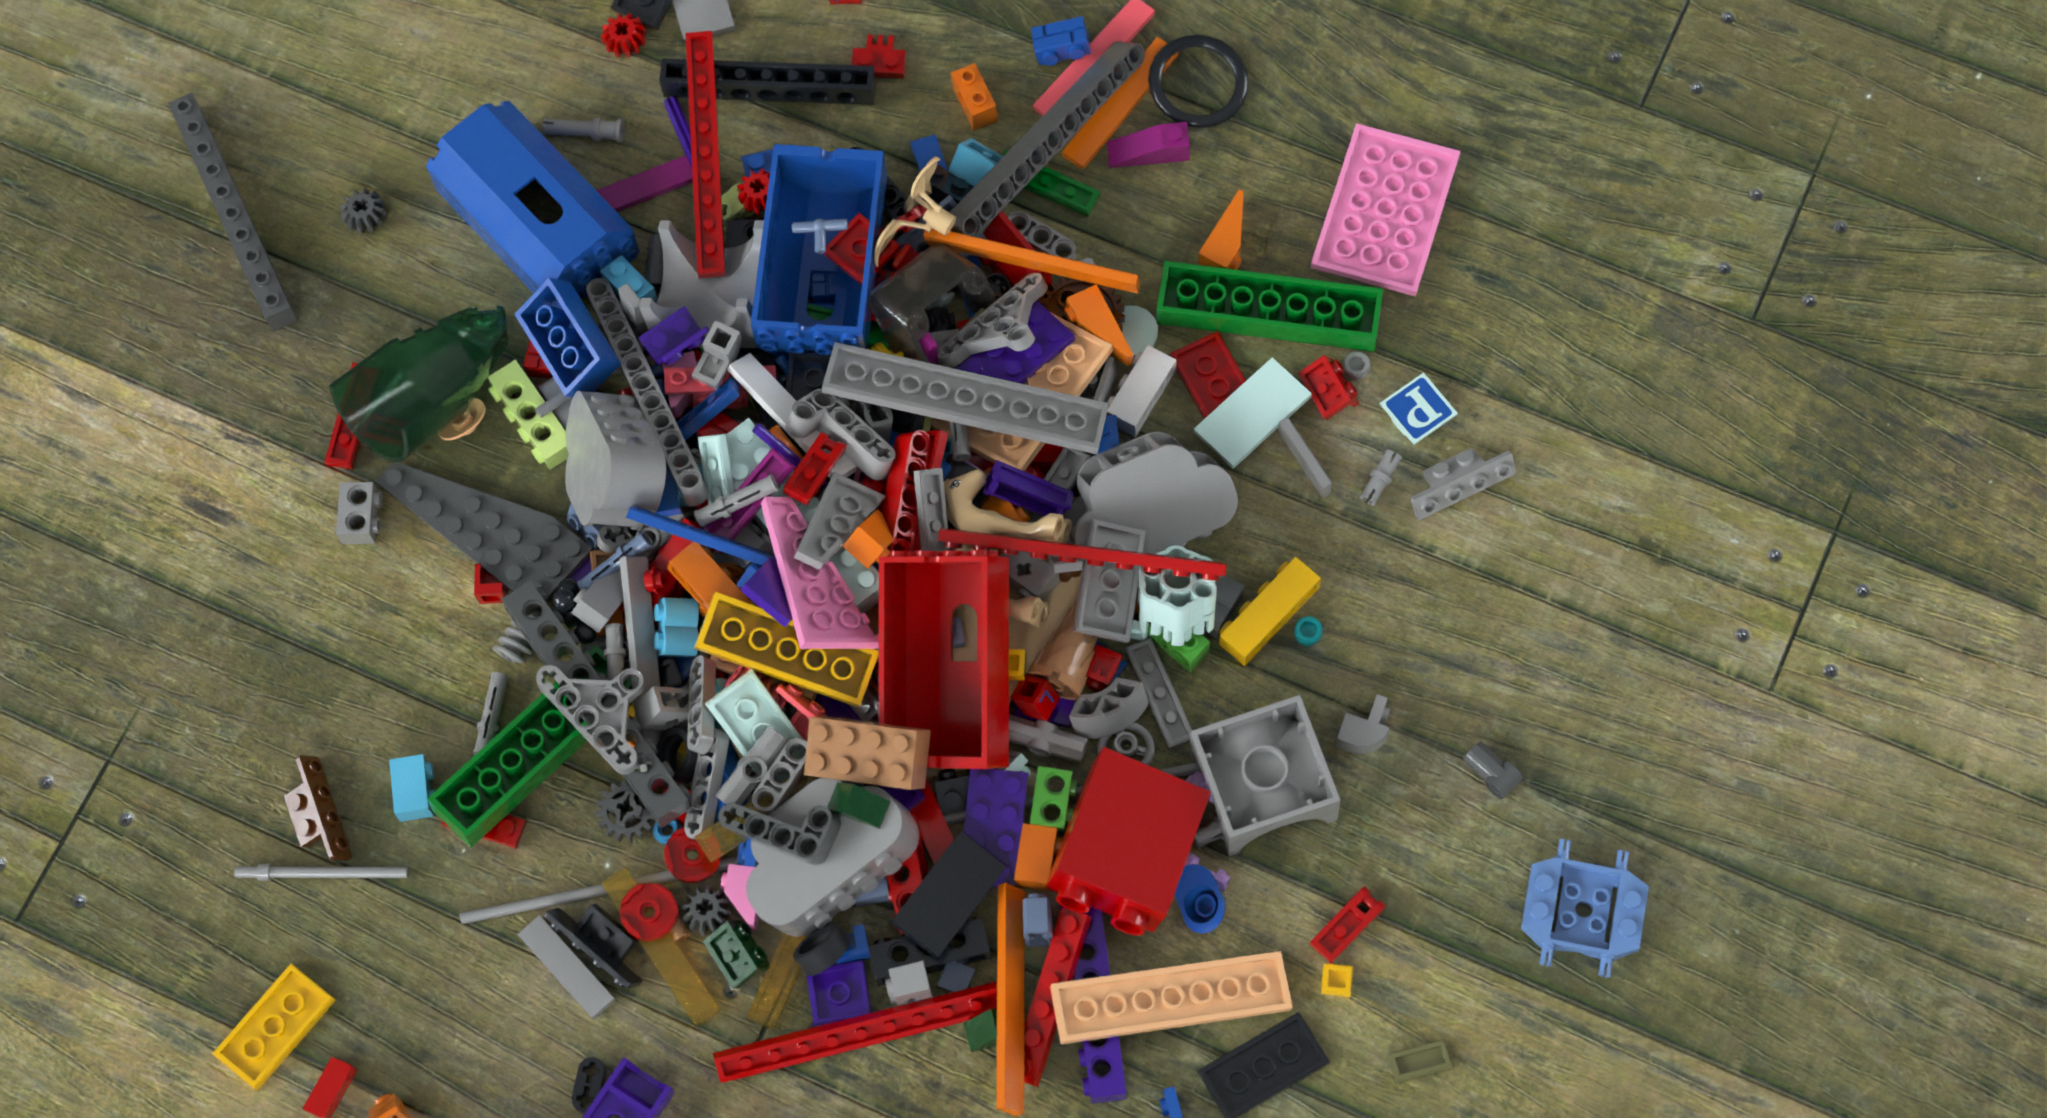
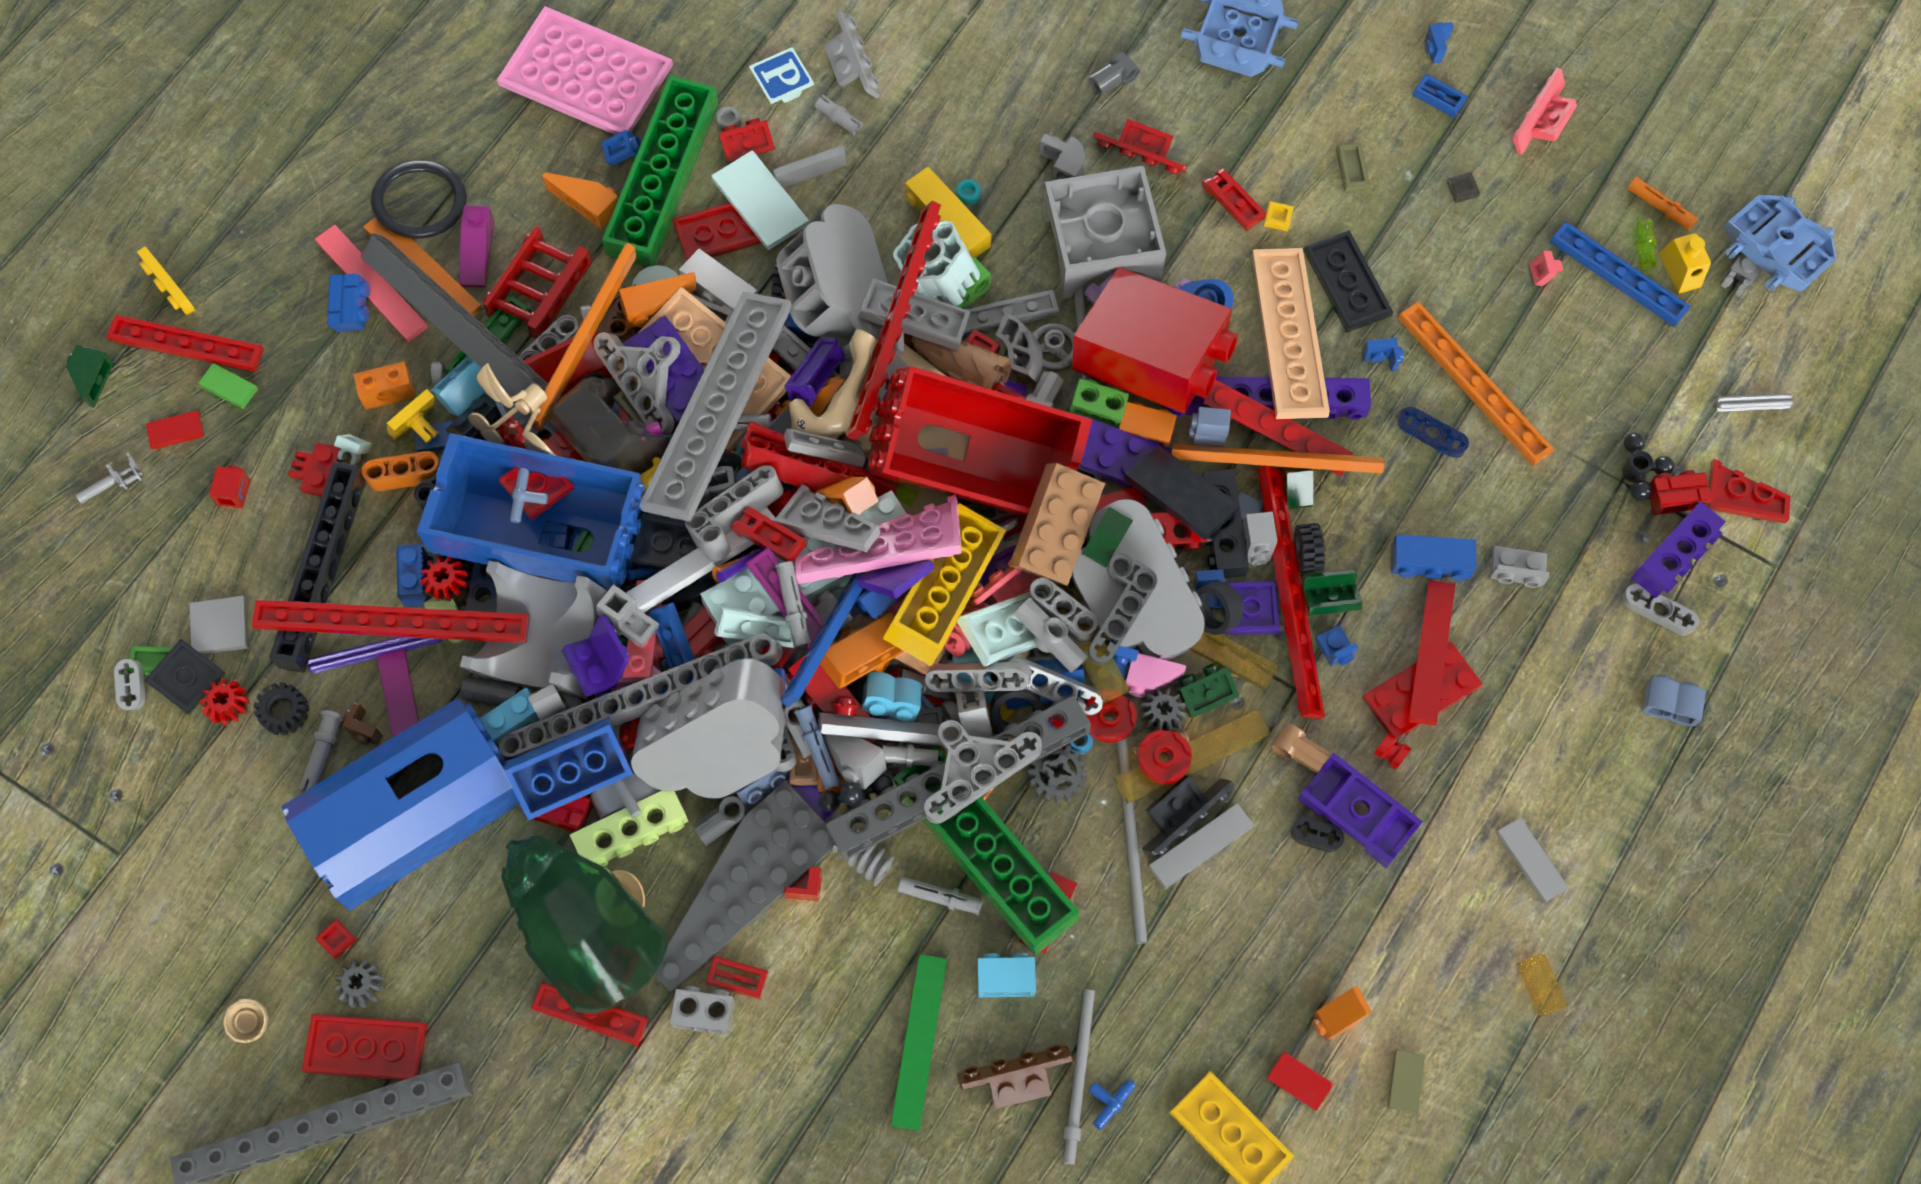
camera: 90 degrees left, 0 degrees up
(296, 907) = (1112, 1103): none -> blue piece
(308, 231) = (364, 1047): none -> red tile
(322, 126) = (245, 1020): none -> tan hair
(345, 717) = (919, 1043): none -> green tile
(392, 562) = (734, 988): none -> red tile
(407, 184) = (335, 938): none -> red tile
(546, 495) = (717, 821): none -> dark grey piece
(607, 157) = (361, 731): none -> reddish brown bracket
(616, 73) = (270, 698): none -> black tyre
(682, 1052) = (1293, 744): none -> medium nougat piece
(803, 1089) = (1336, 646): none -> blue bracket
(861, 1076) = (1331, 592): none -> dark green bracket
(882, 123) = (390, 467): none -> orange beam
(904, 83) = (353, 445): none -> light aqua tile
(908, 1043) = (1309, 547): none -> black tyre
(936, 129) = (413, 417): none -> yellow tile
(996, 141) = (437, 372): none -> light grey tile
(1117, 238) = (551, 301): none -> red fence
(1295, 262) = (621, 147): none -> blue bracket
(1400, 813) = (1144, 142): none -> red bracket

